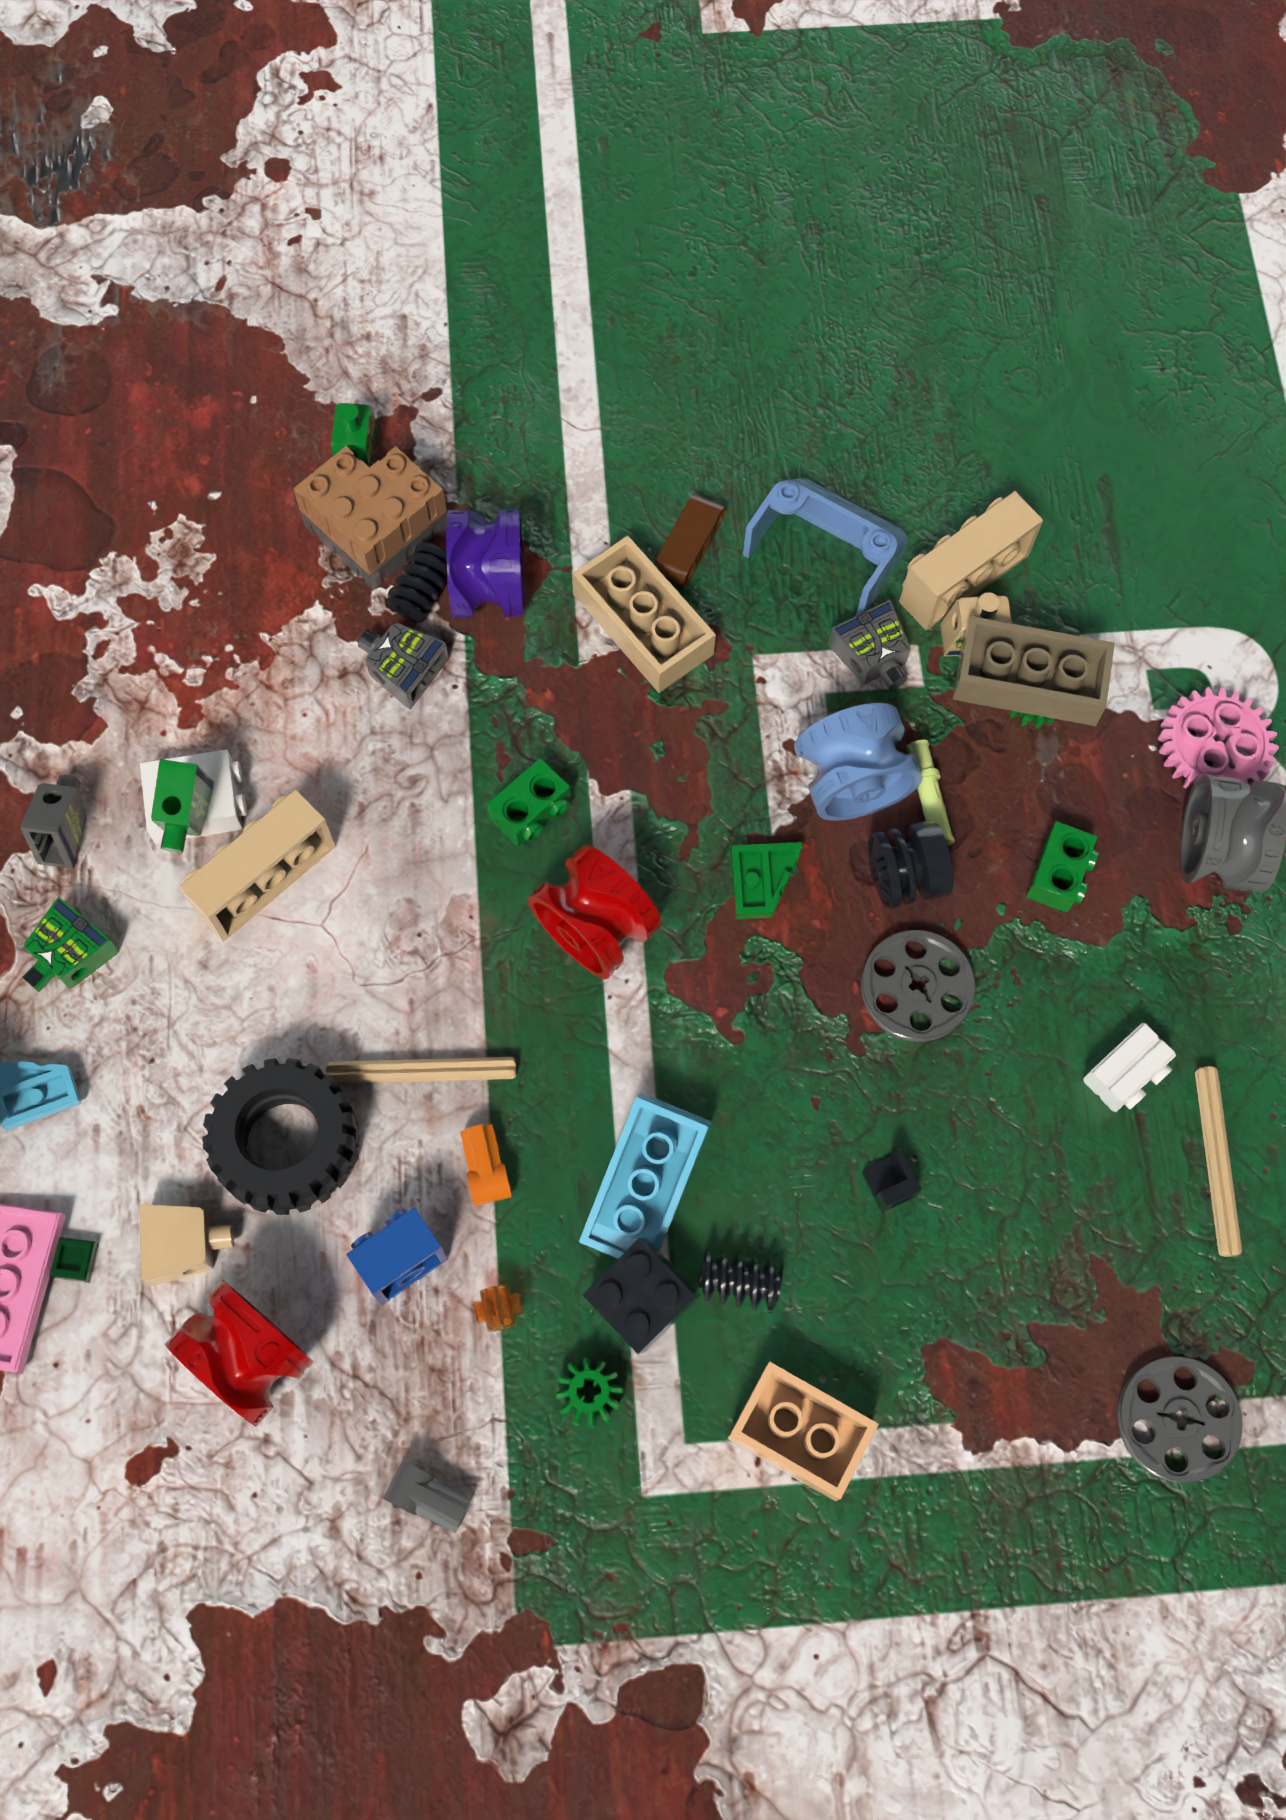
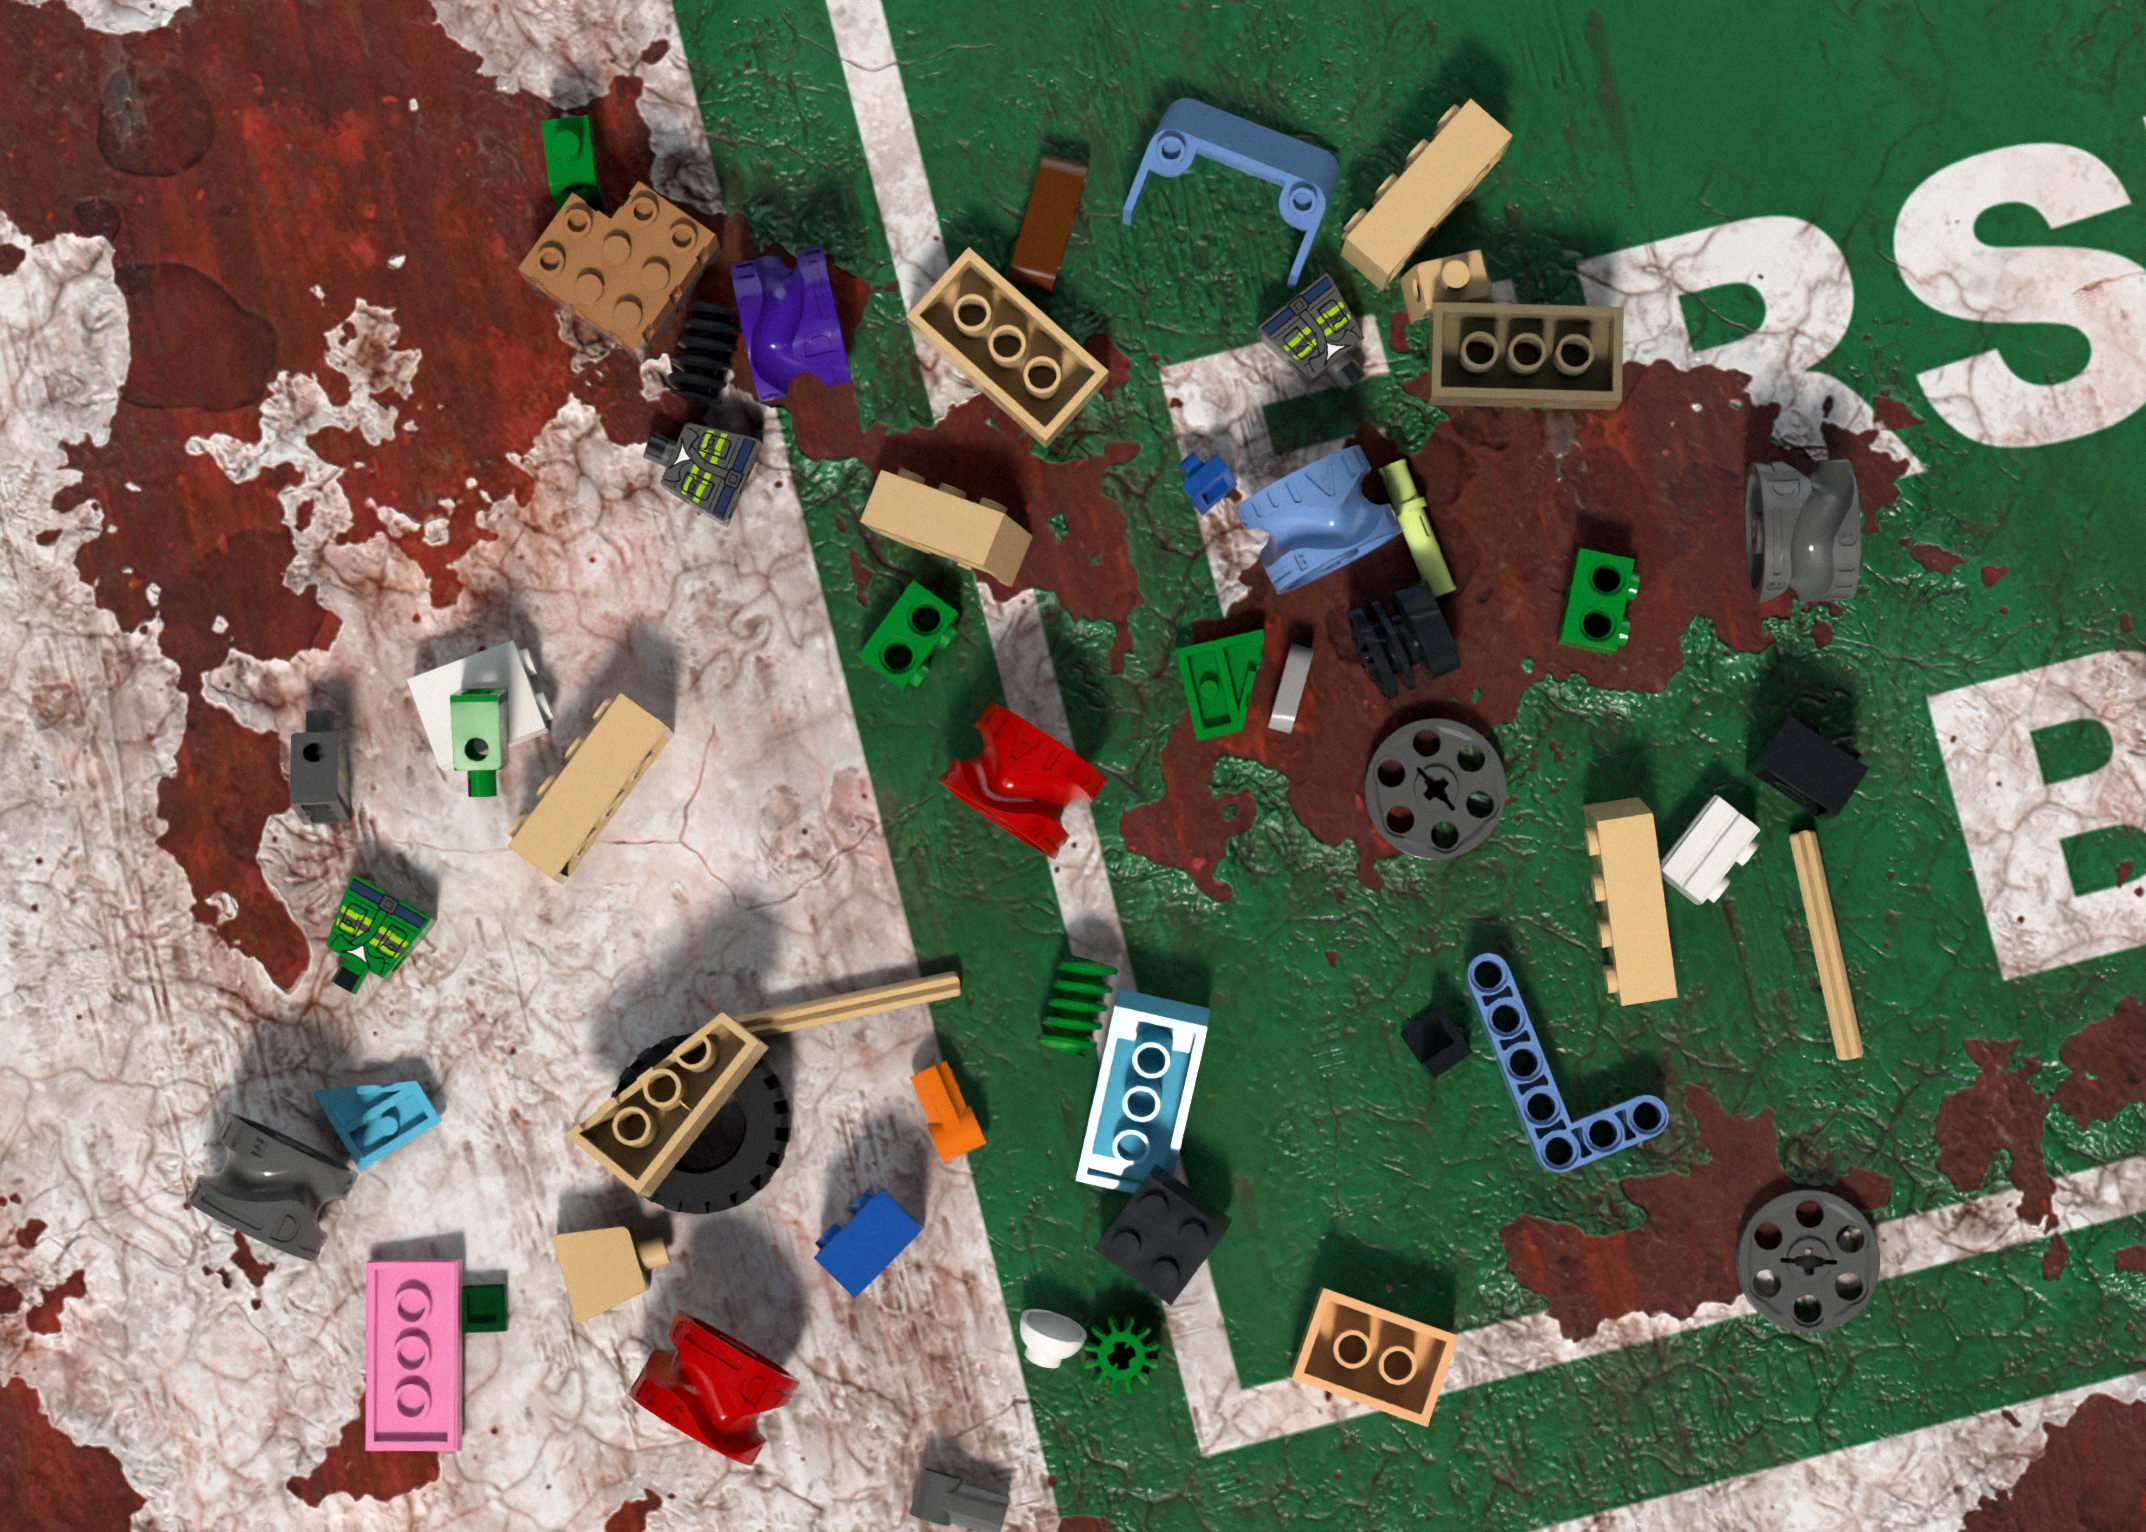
camera: 10 degrees left, 15 degrees up
(256, 1103) = (669, 1105): none -> tan wedge
(498, 1308) = (997, 1278): clear orange gear -> none
(531, 1367) = (1050, 1337): none -> white piece
(575, 725) = (947, 524): none -> tan wedge
(604, 1099) = (1077, 1005): none -> green piece
(740, 1281) = (1275, 1195): black piece -> none
(775, 732) = (1206, 482): none -> blue tile
(815, 890) = (1291, 688): none -> light grey beam
(974, 1228) = (1541, 1081): none -> medium blue beam
(1065, 1095) = (1631, 901): none -> tan wedge
(1217, 740) = (1814, 371): bright pink gear -> none
(1219, 1014) = (1808, 767): none -> black brick

